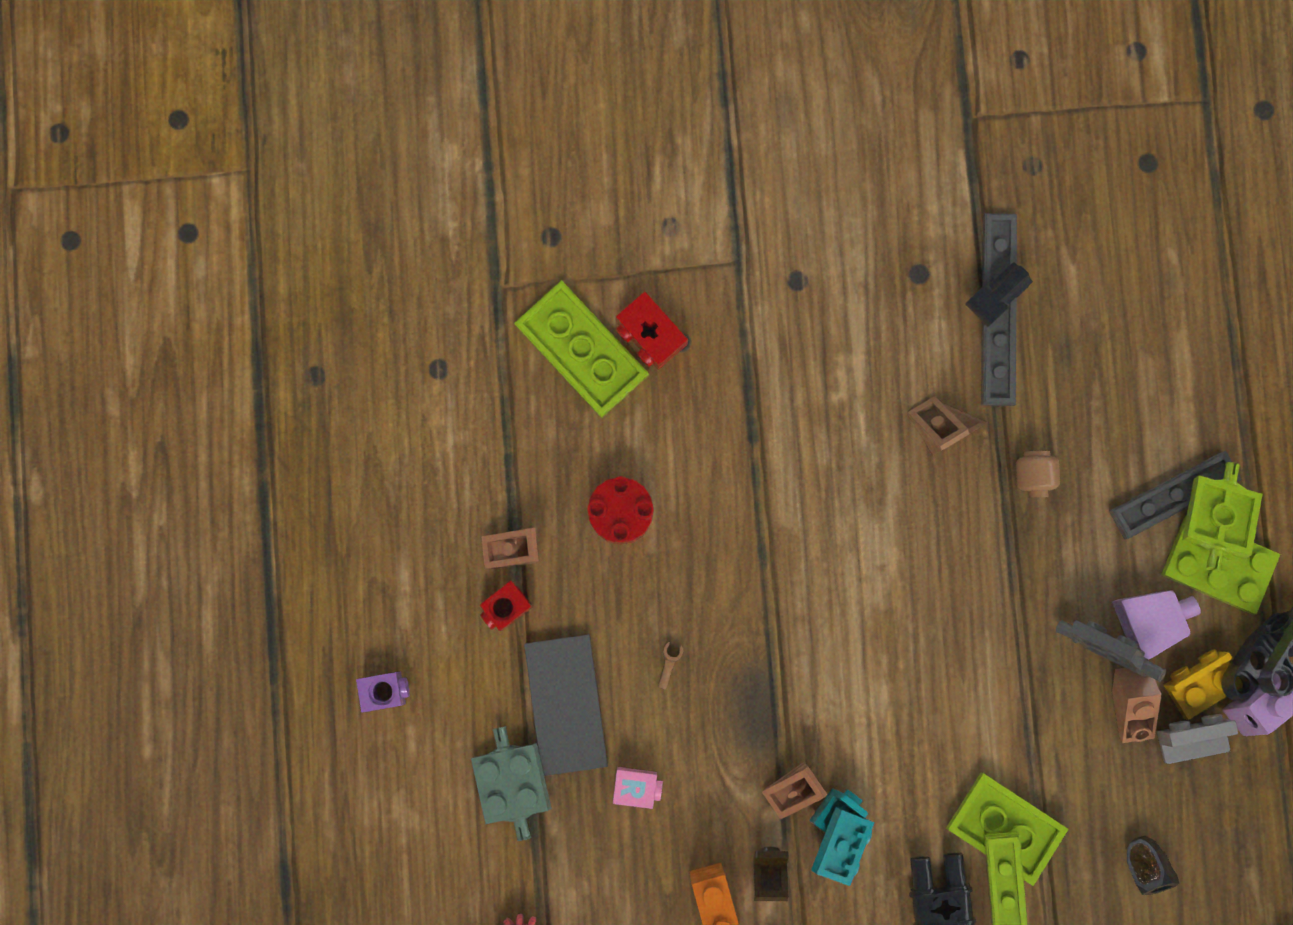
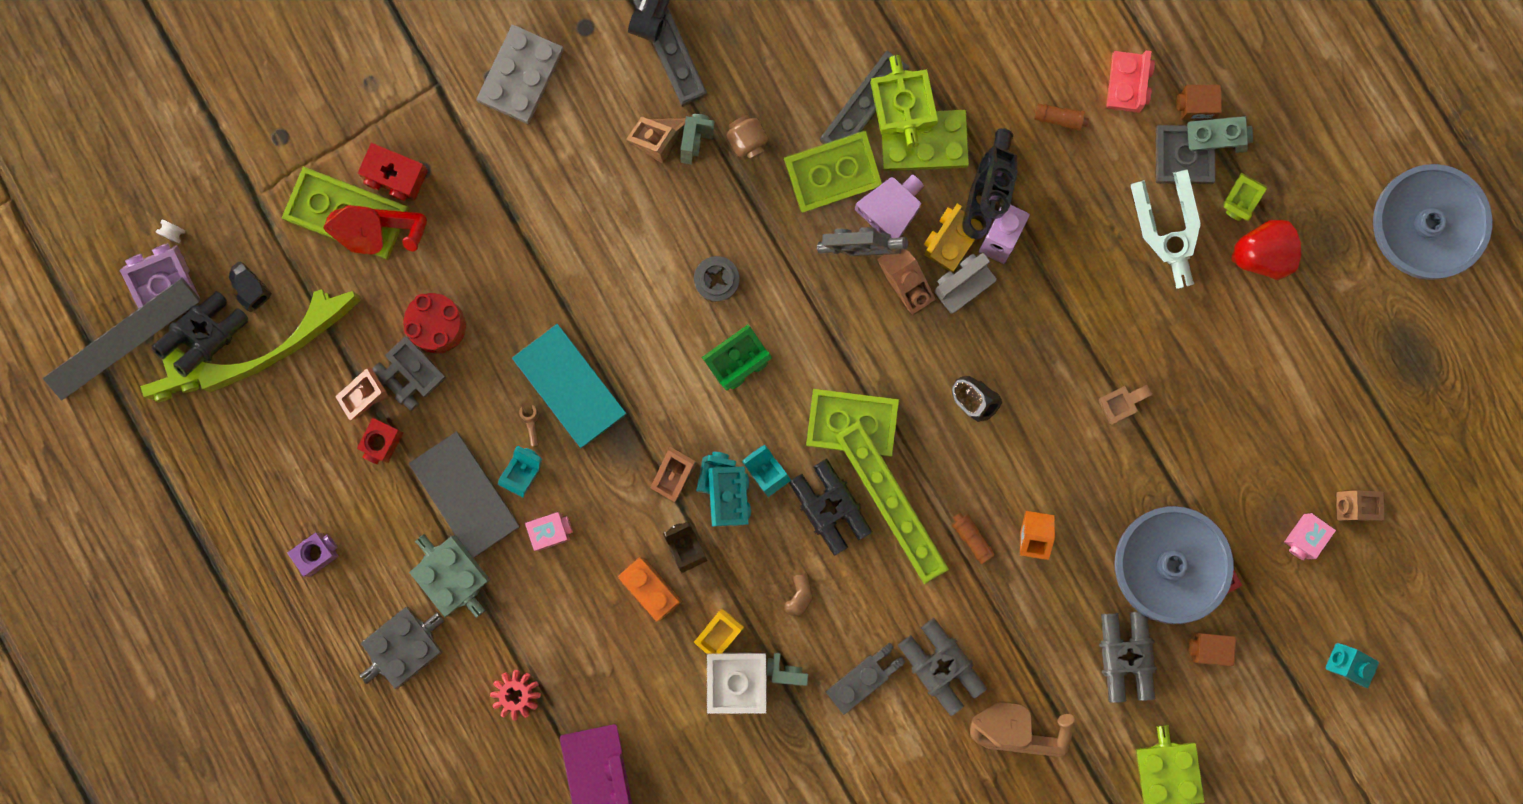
camera: 20 degrees left, 0 degrees up
(292, 370) = (121, 339): none -> dark grey tile
(342, 437) = (320, 316): none -> lime slope
(358, 330) = (155, 273): none -> lavender plate
(370, 419) = (201, 345): none -> black pin
(394, 282) = (170, 231): none -> white bush
(426, 834) = (401, 647): none -> dark grey plate
(445, 378) = (248, 287): none -> black rock
(578, 546) = (415, 367): none -> dark grey plate
(593, 376) = (361, 227): none -> red piece
(637, 710) = (521, 471): none -> teal bracket
(728, 643) = (569, 386): none -> teal tile
(829, 291) = (520, 74): none -> light grey plate
(893, 837) = (766, 470): none -> teal bracket
(918, 702) = (737, 358): none -> green bracket
(949, 610) = (714, 265): none -> dark grey gear
(983, 446) = (695, 128): none -> sand green bracket
(1111, 553) = (833, 171): none -> lime plate

